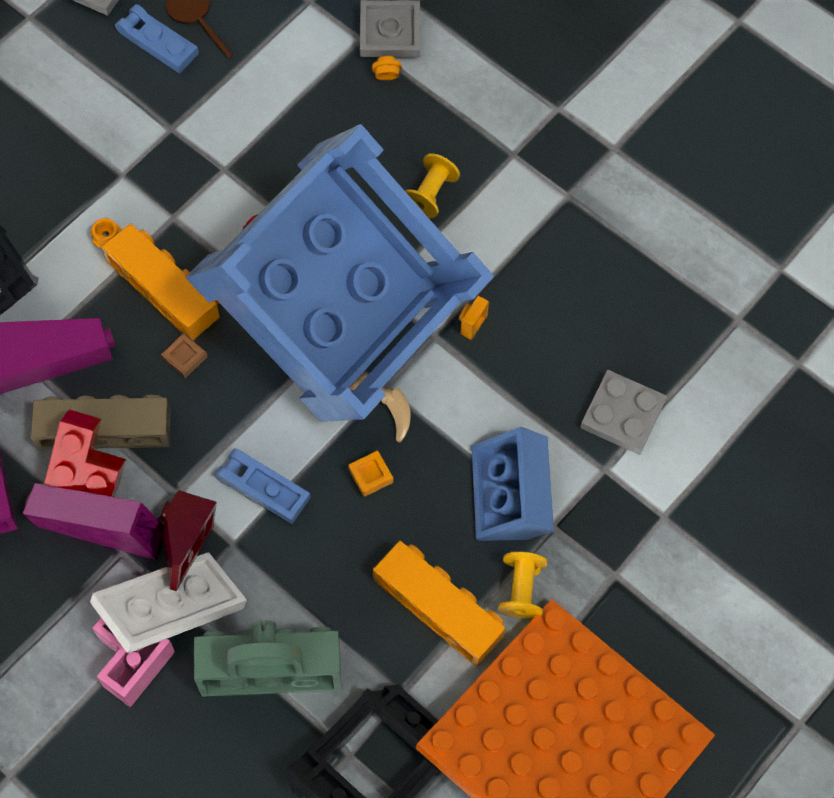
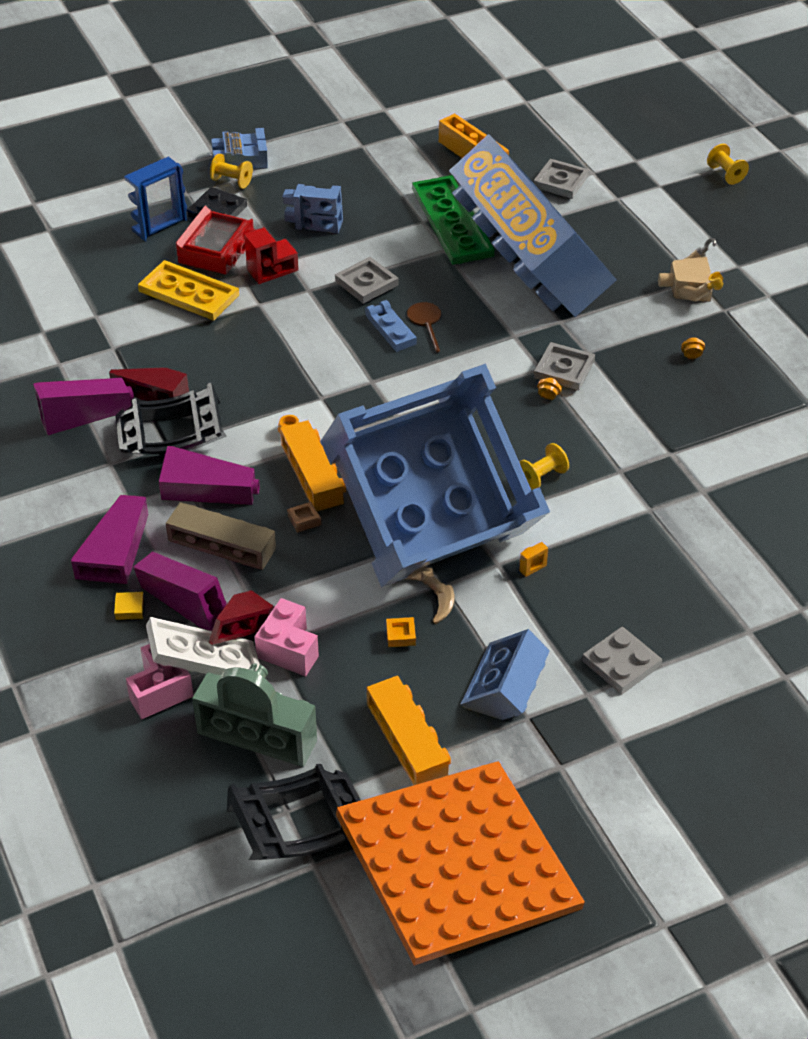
camera: 25 degrees right, 20 degrees down
(38, 560) = (129, 605): none -> yellow tile
(77, 464) = (189, 540): brick -> none
(243, 542) = (284, 639): none -> bright pink brick
(263, 486) = (319, 614): medium blue plate -> none
(525, 566) = (487, 728): yellow piece -> none

